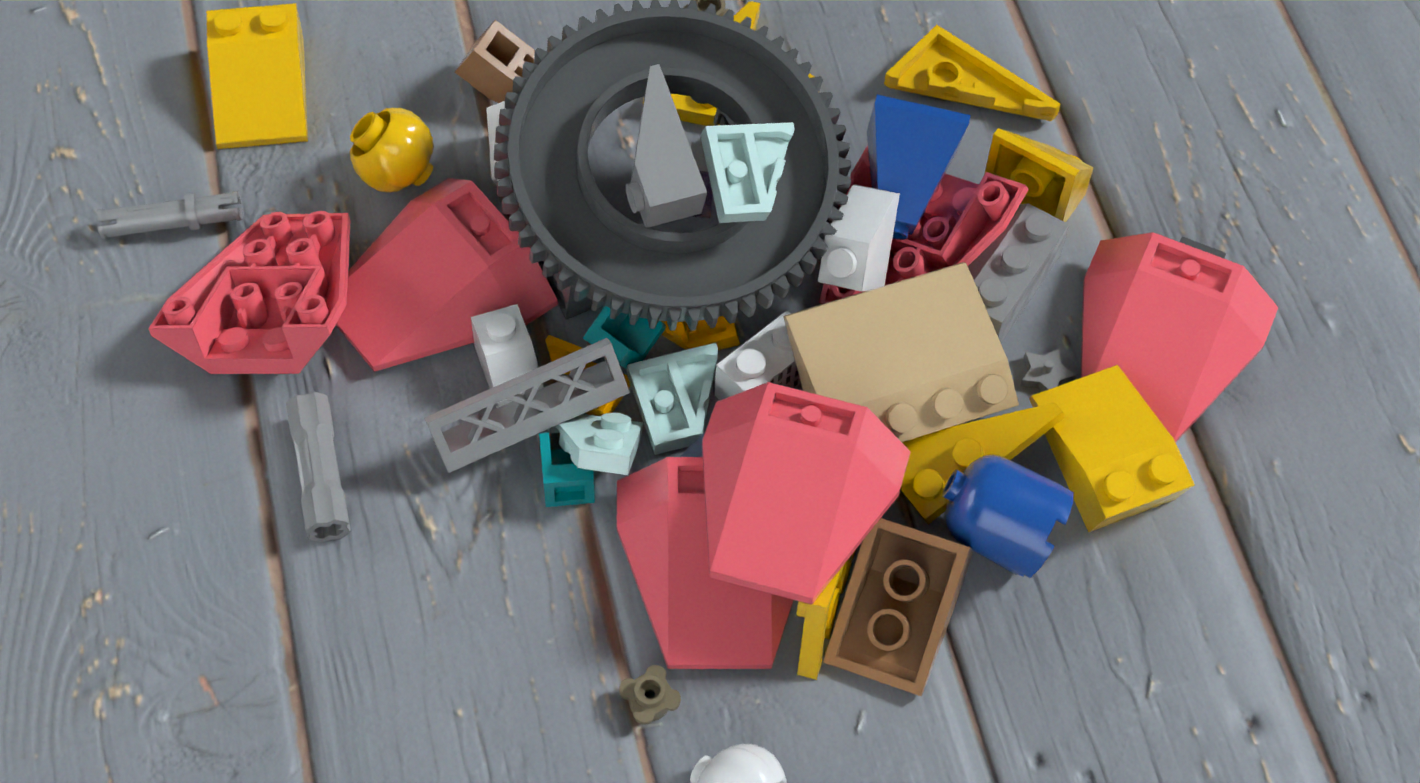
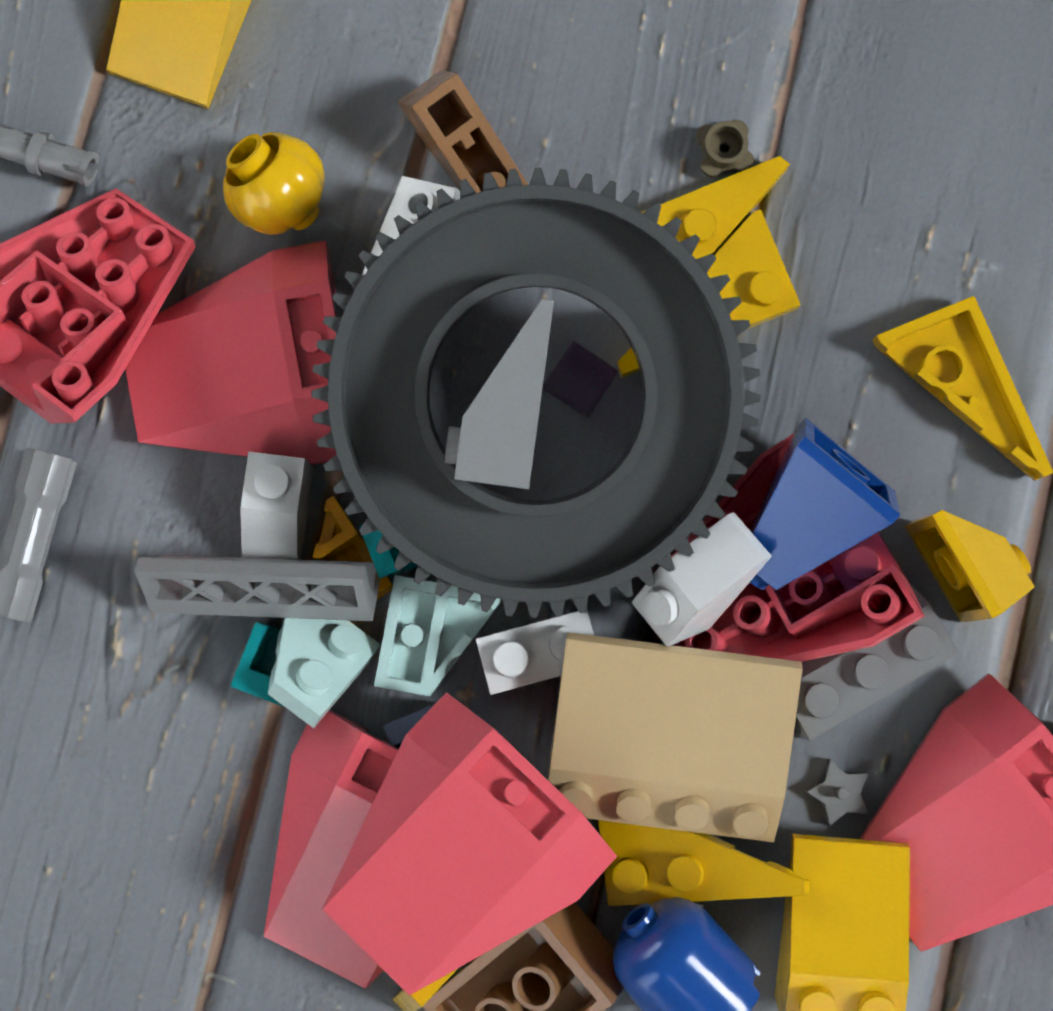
camera: 30 degrees right, 25 degrees up
(646, 709) = (241, 943): dark tan plate -> none
(745, 167) = (600, 461): light aqua wing -> none

